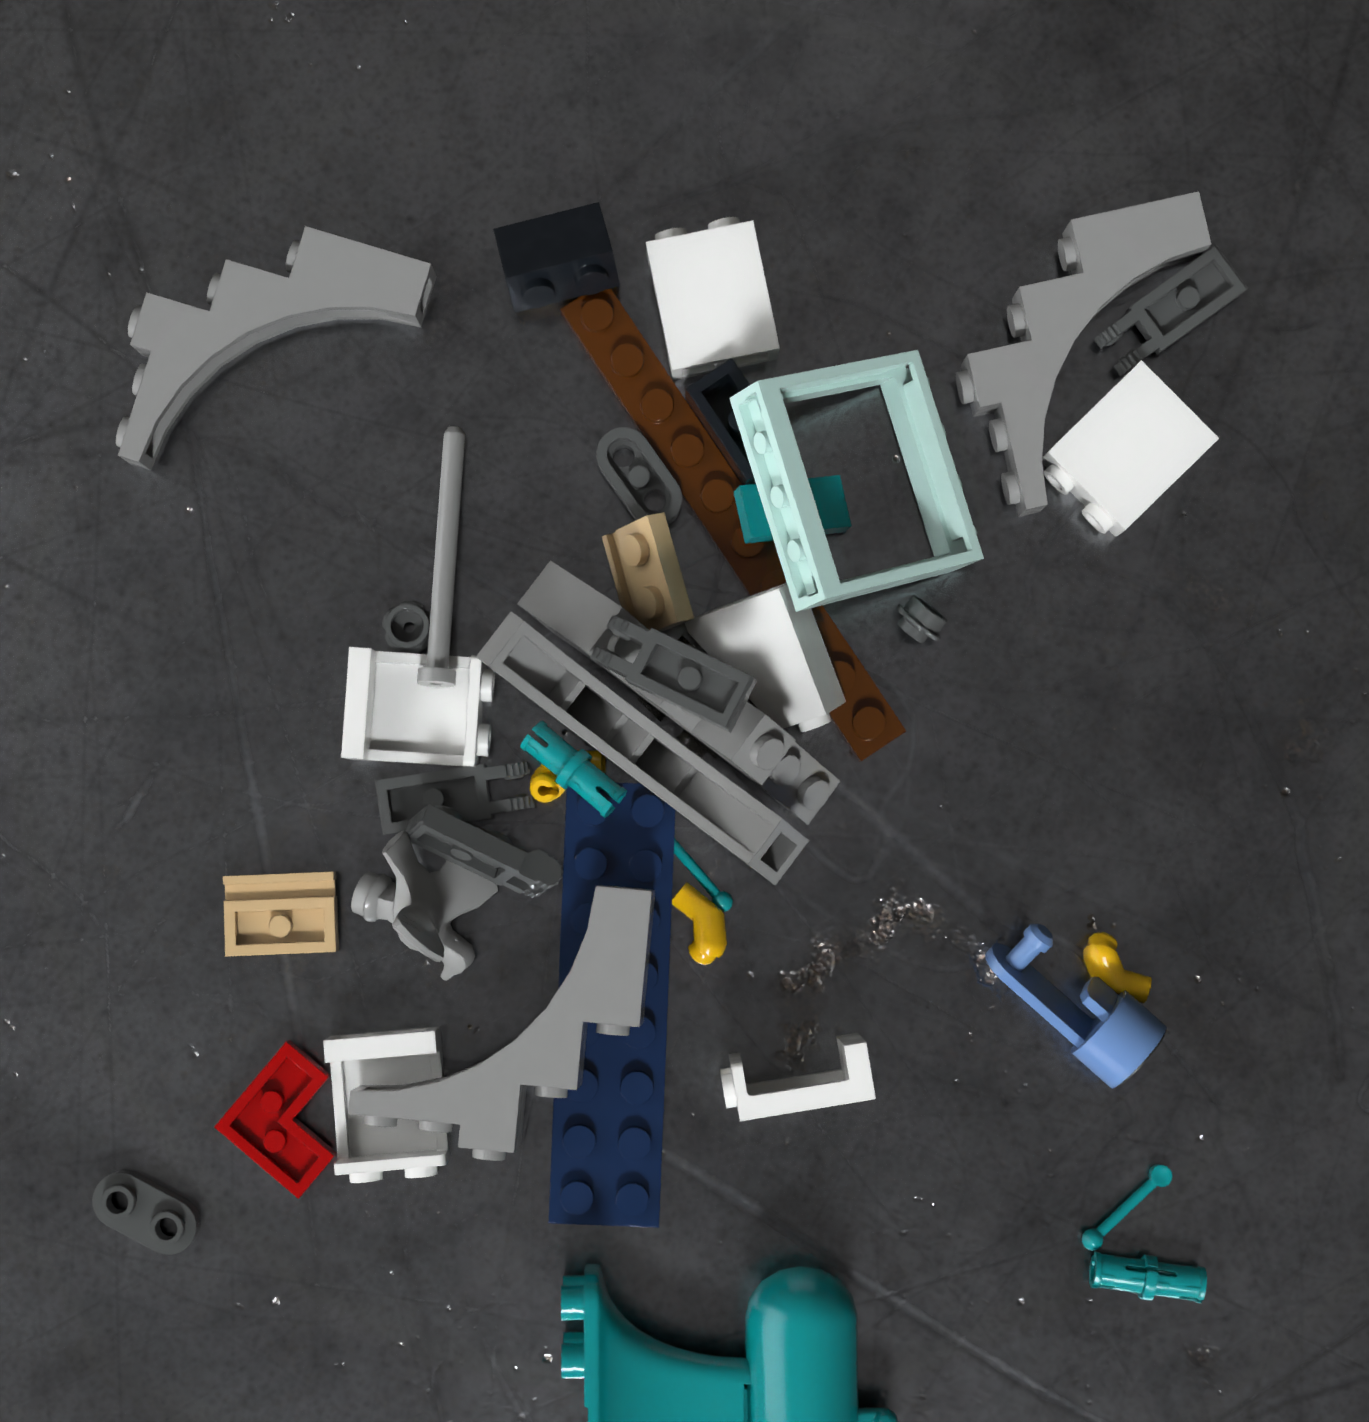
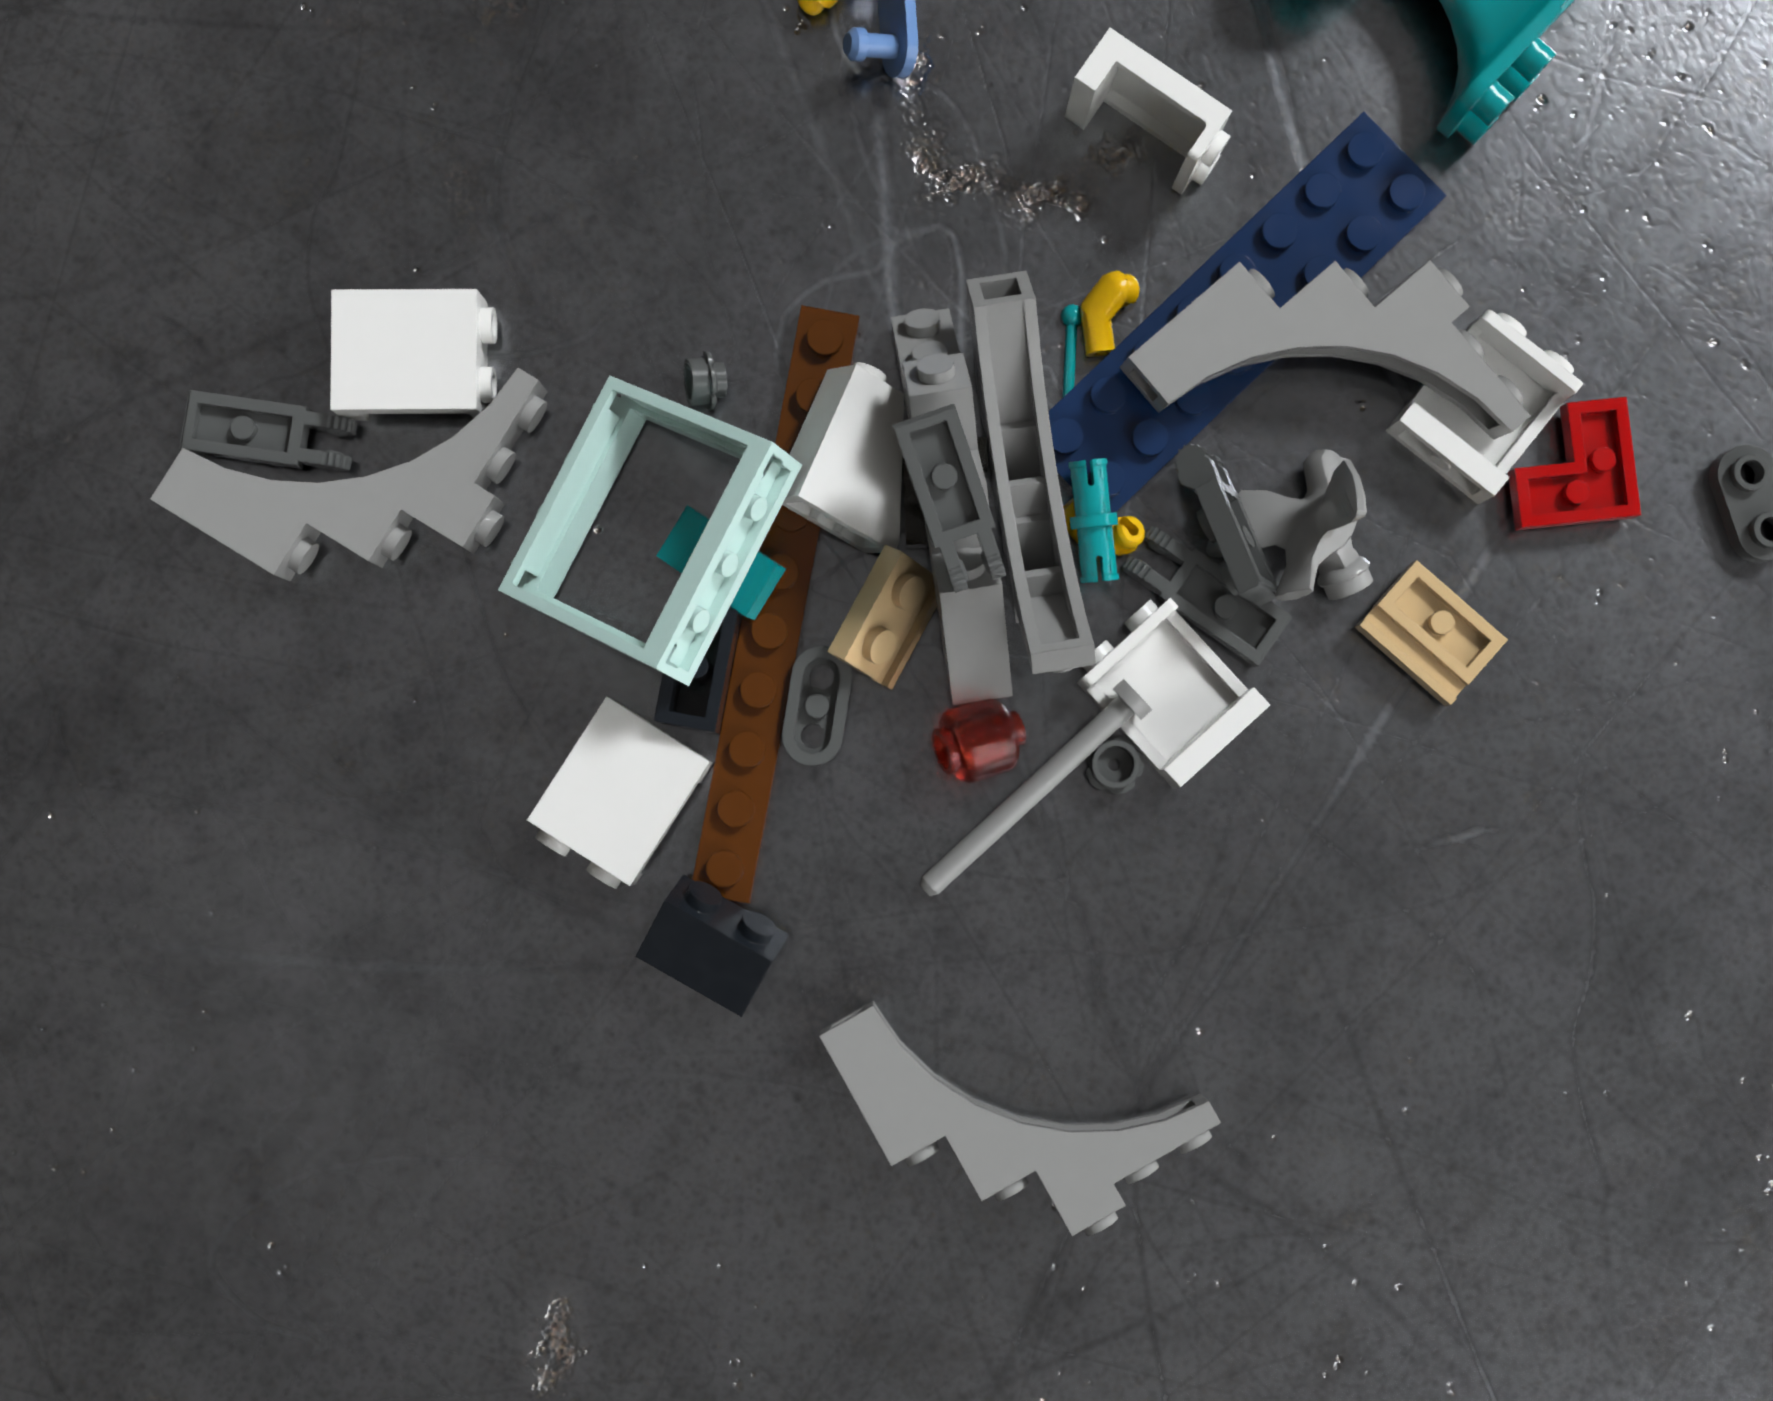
camera: 135 degrees left, 0 degrees up
(511, 555) = (978, 740): none -> clear red head

